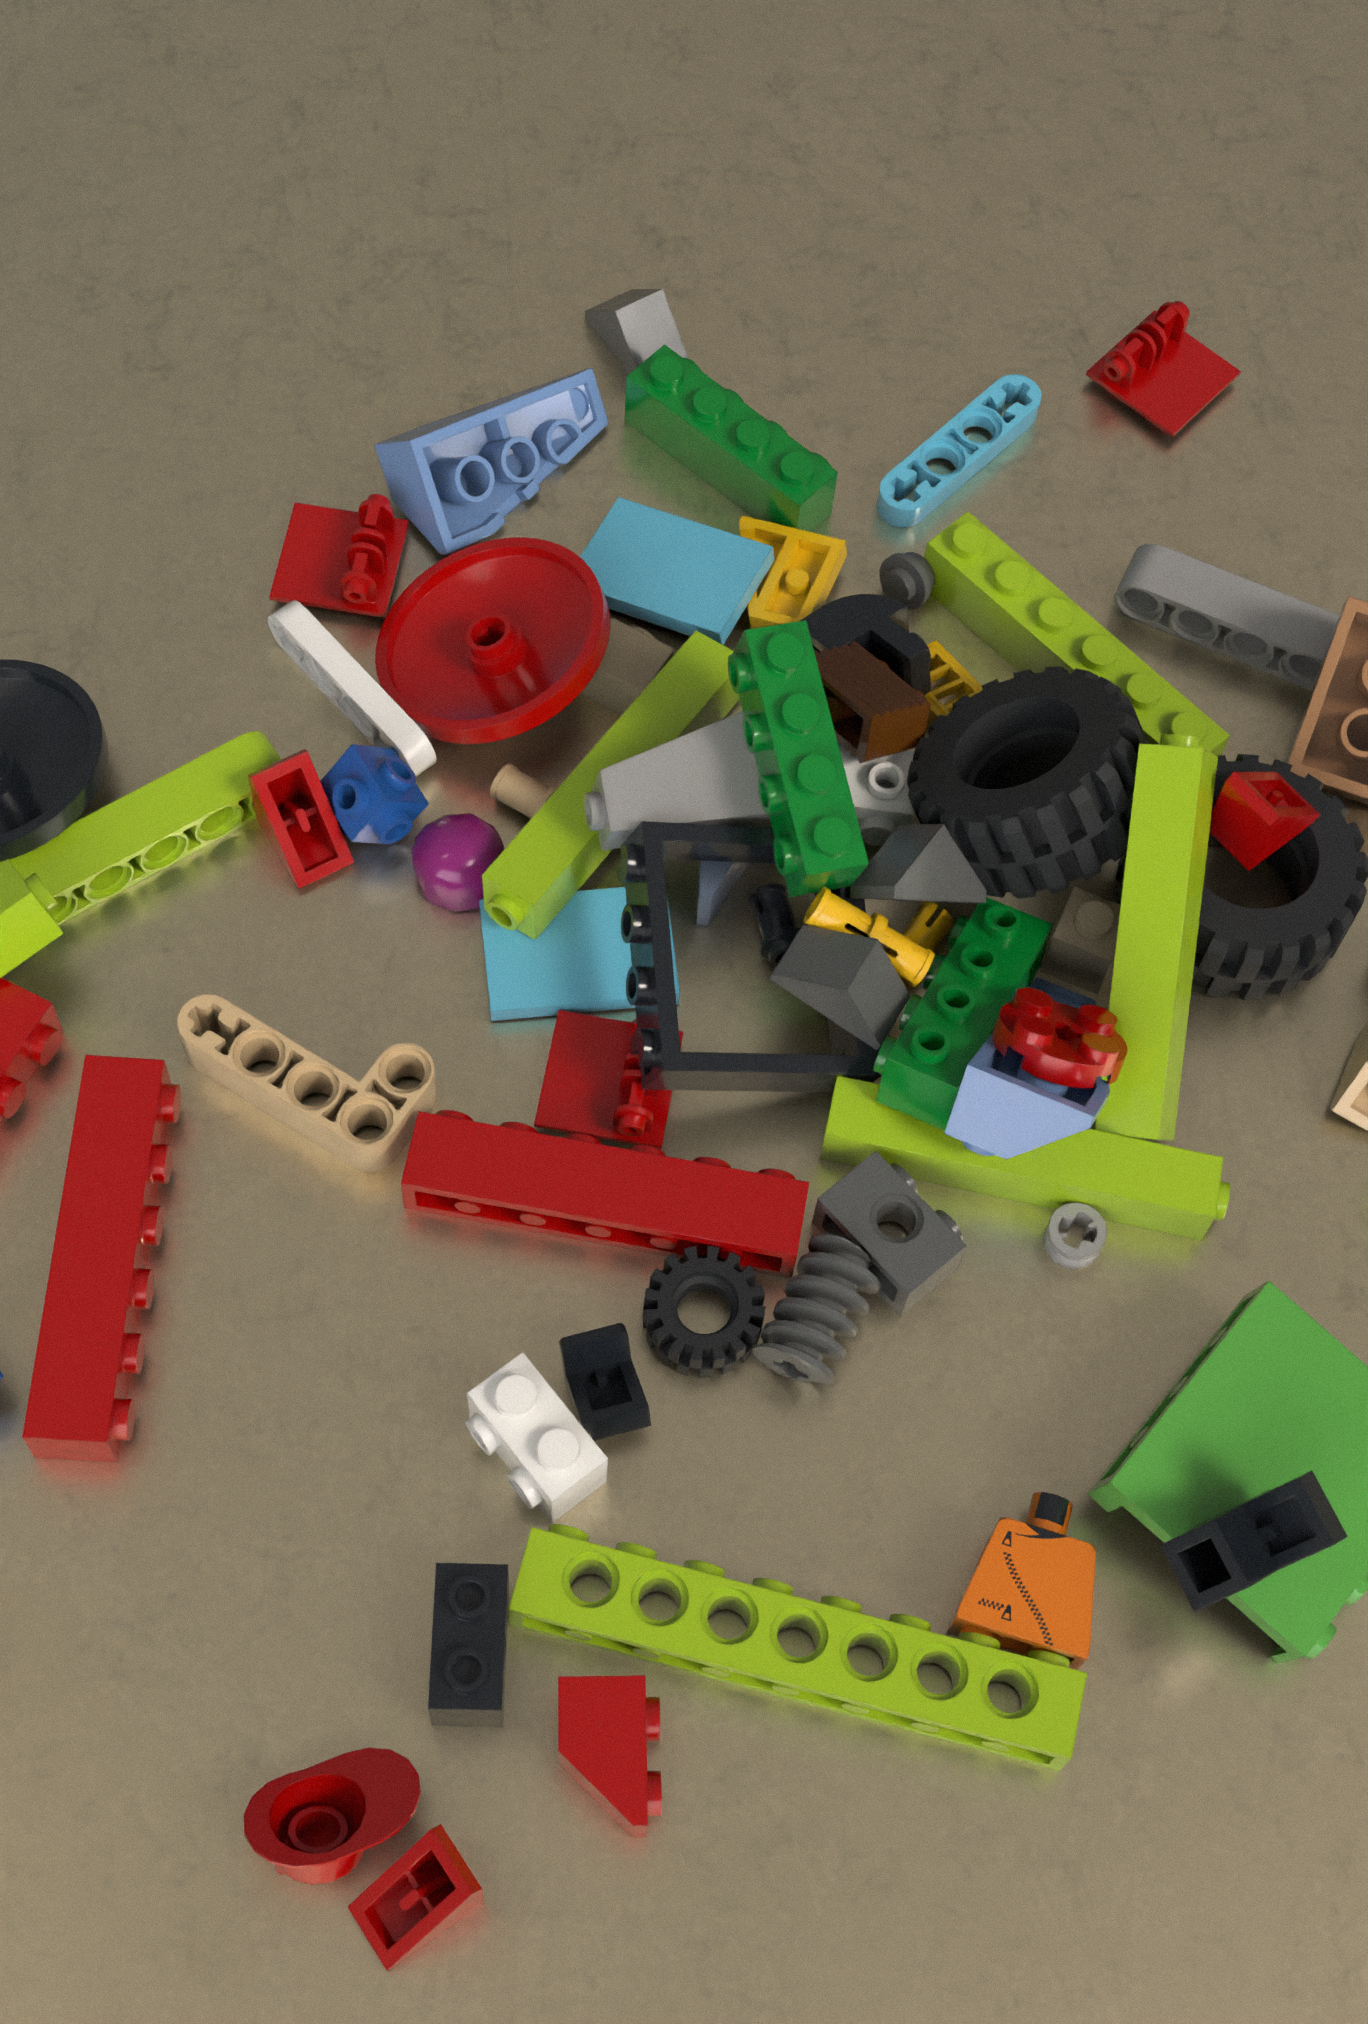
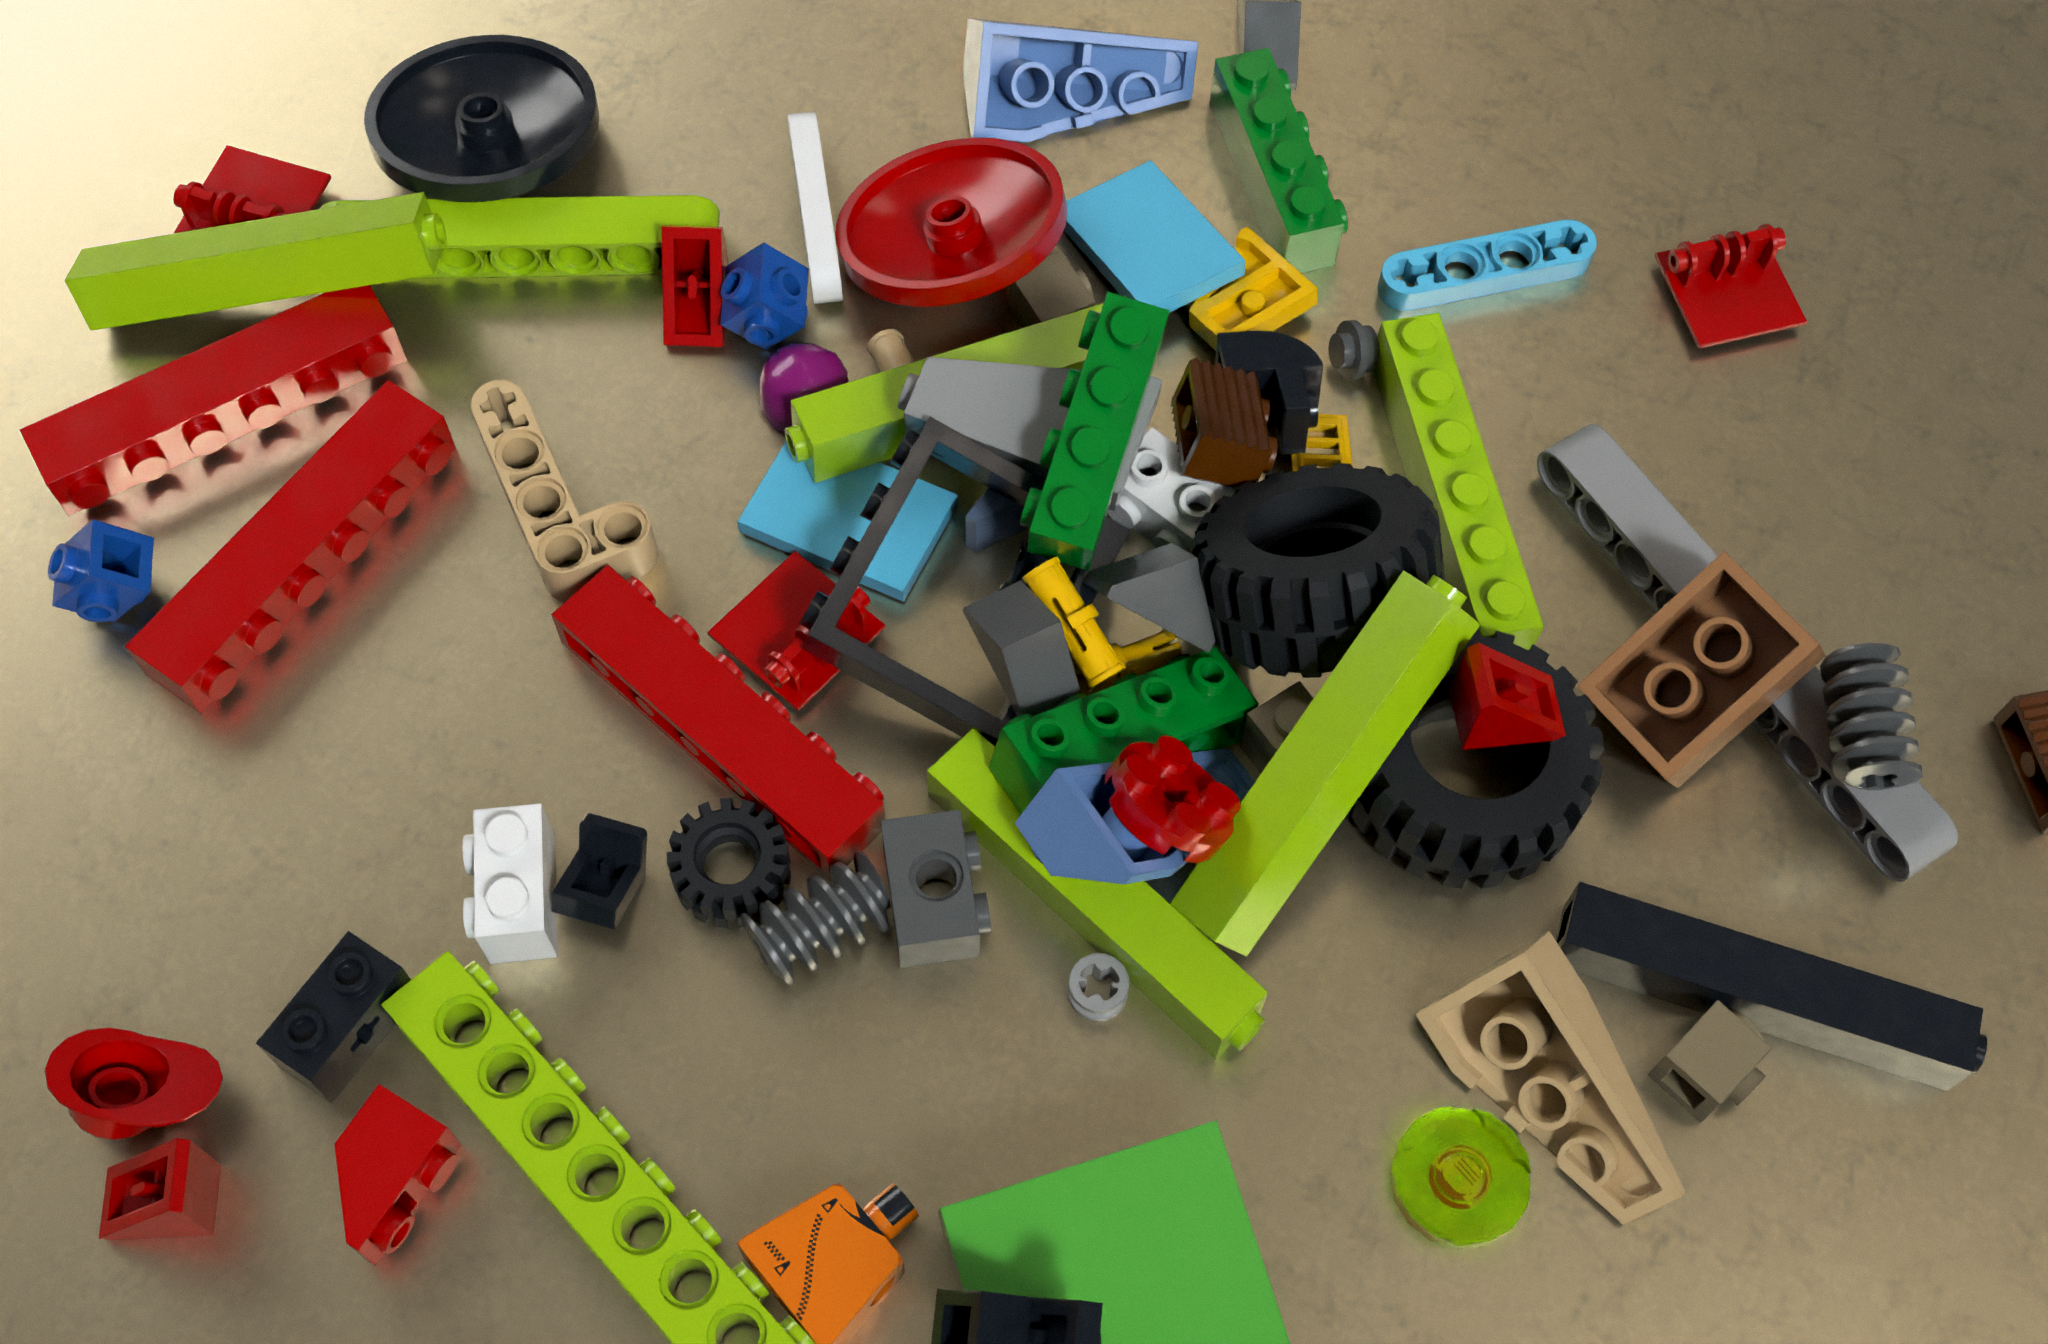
camera: 35 degrees right, 0 degrees up
(341, 557) = (887, 100): red hinge -> none

